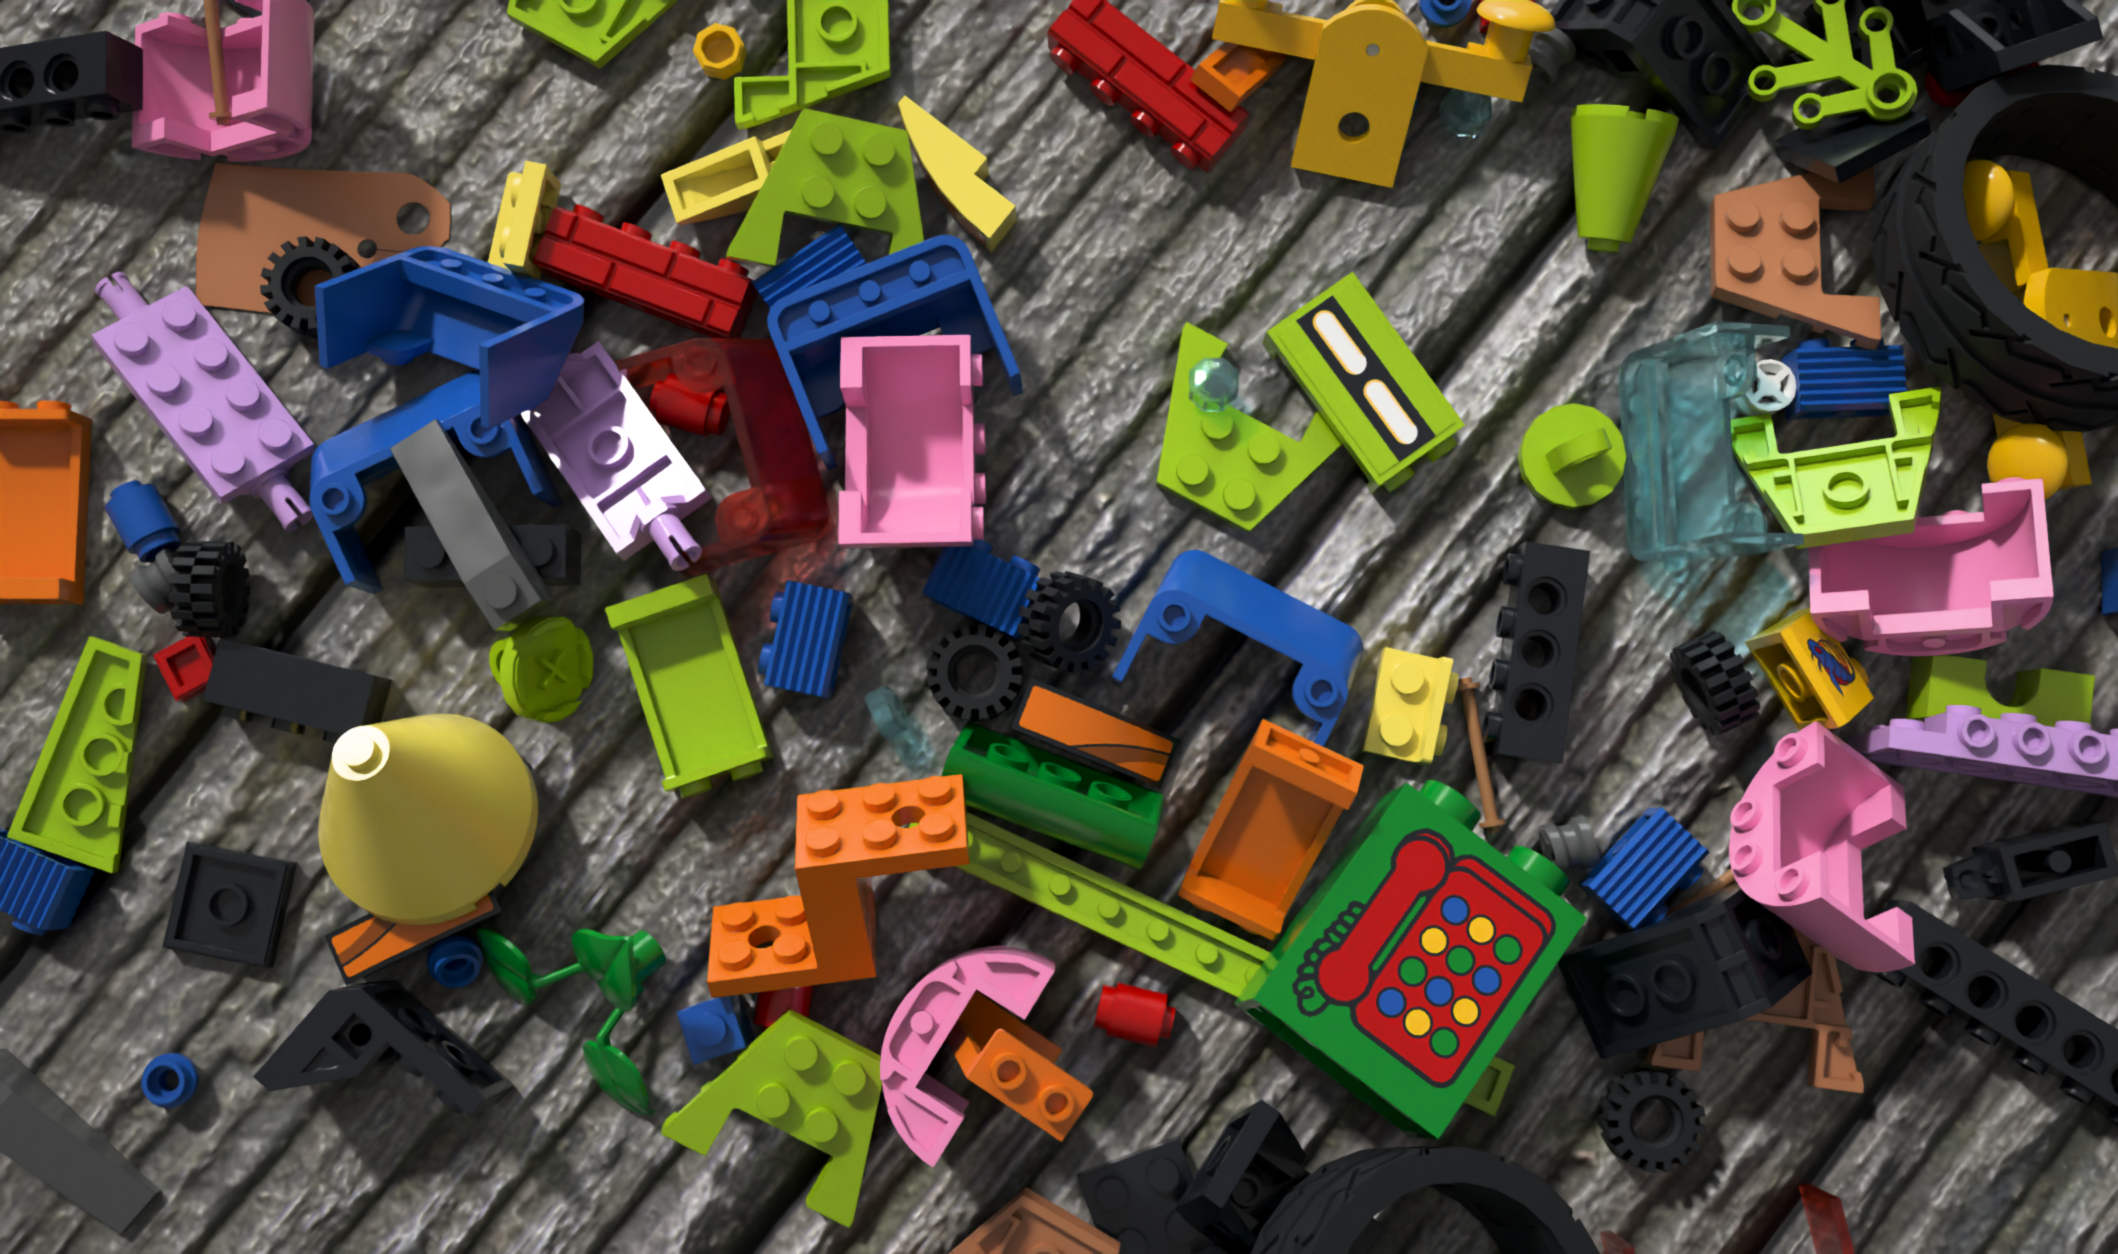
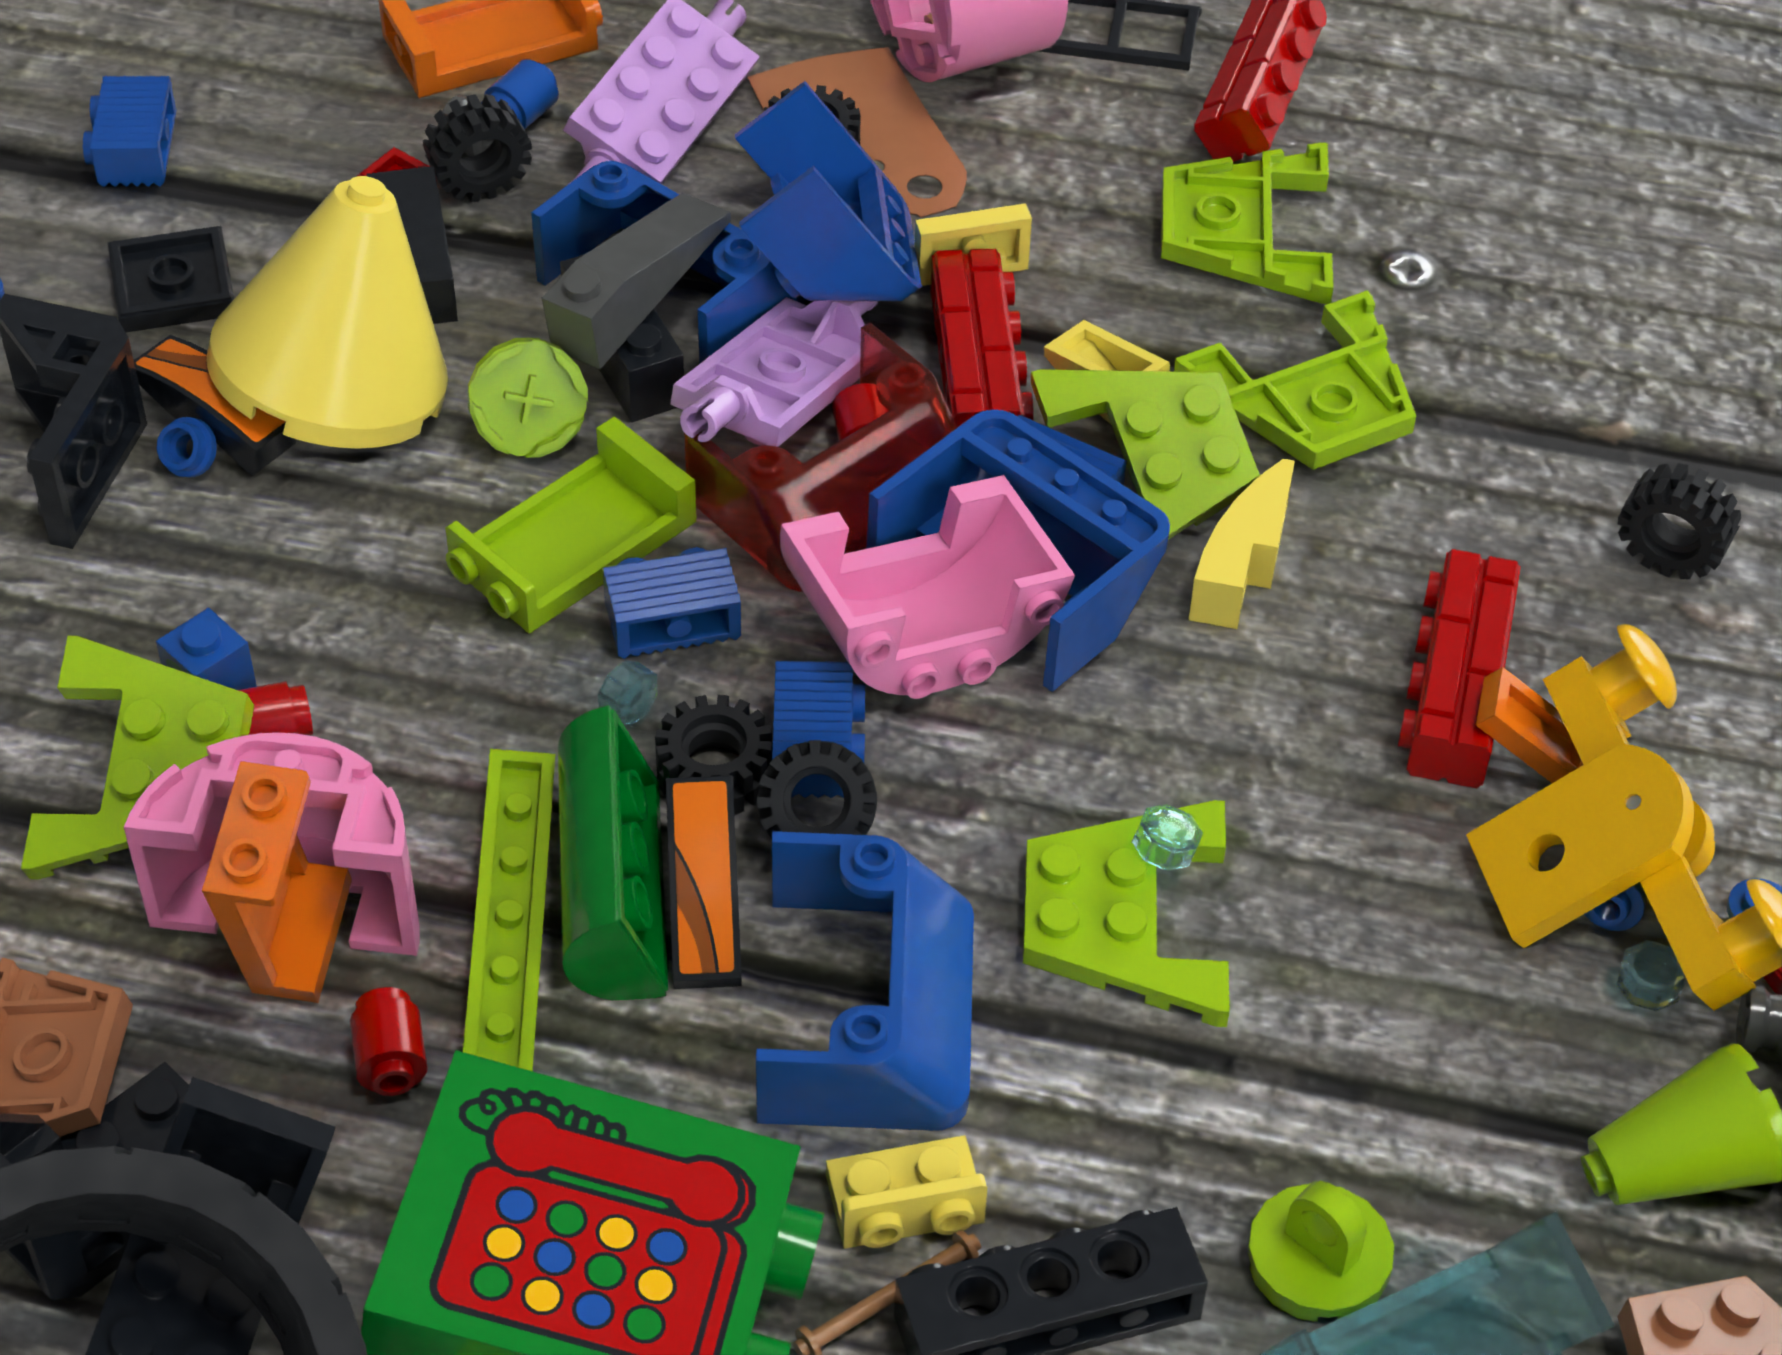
camera: 60 degrees right, 35 degrees down
(85, 768) = (260, 138): lime wing -> none
(618, 968) = (239, 568): green plant -> none
(719, 51) = (1241, 330): yellow tile -> none
(839, 847) = (412, 671): orange bracket -> none
(1269, 829) = (699, 1052): orange panel -> none
(1365, 383) = (1260, 989): lime panel -> none

